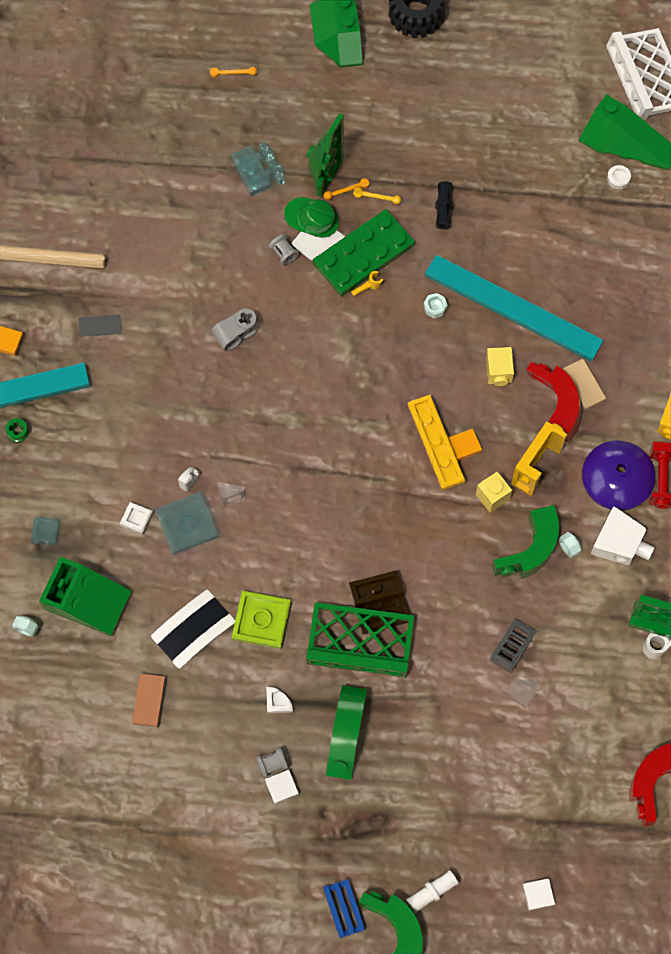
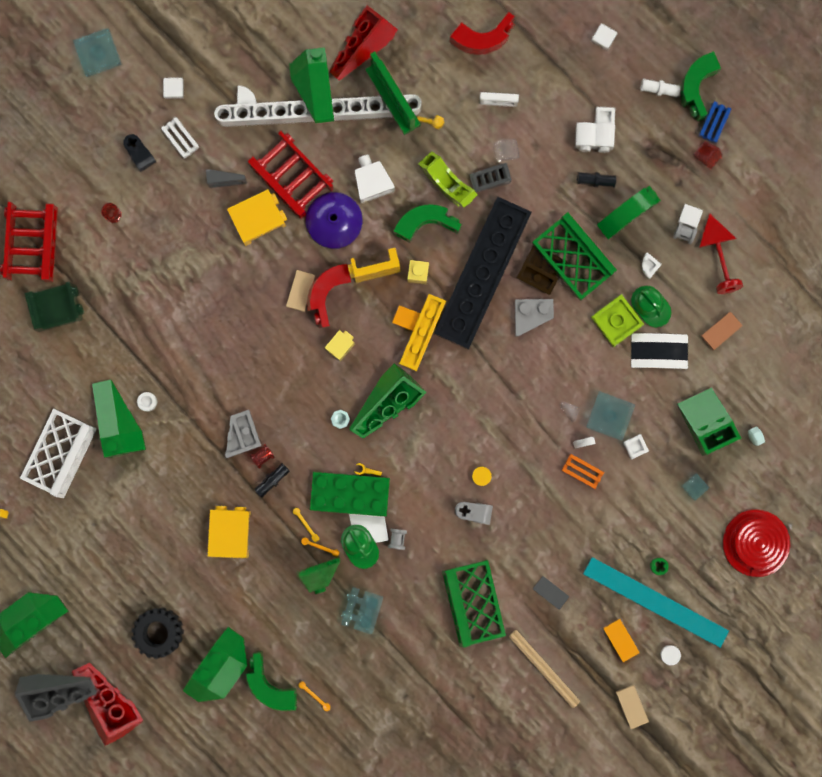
camera: 140 degrees left, 15 degrees up
(165, 444) = (568, 463): none -> orange tile
(169, 236) = (457, 606): none -> green fence
(240, 664) = (651, 306): none -> green piece
(240, 791) = (715, 234): none -> red piece
(258, 368) = (481, 476): none -> yellow tile
(279, 38) = (266, 693): none -> green arch
(320, 868) = (708, 154): none -> clear red slope
(349, 553) = (531, 314): none -> light grey wing
(409, 736) = (596, 179): none -> black pin
(410, 362) = (390, 396): none -> green wedge
(433, 549) = (482, 273): none -> black plate
(438, 130) = (228, 532): none -> yellow panel
(450, 777) = (594, 136): none -> white brick
(459, 810) = (605, 115): none -> white tile
(472, 216) = (262, 456): none -> clear red bush
(508, 219) = (242, 434): none -> light grey wing
(514, 308) = (294, 376): teal tile -> none
(551, 601) = (446, 181): none -> lime arch
(570, 544) = (403, 203): light aqua tile -> none
(580, 727) = (499, 99): none -> white tile
(616, 652) = (436, 123): none -> yellow hand

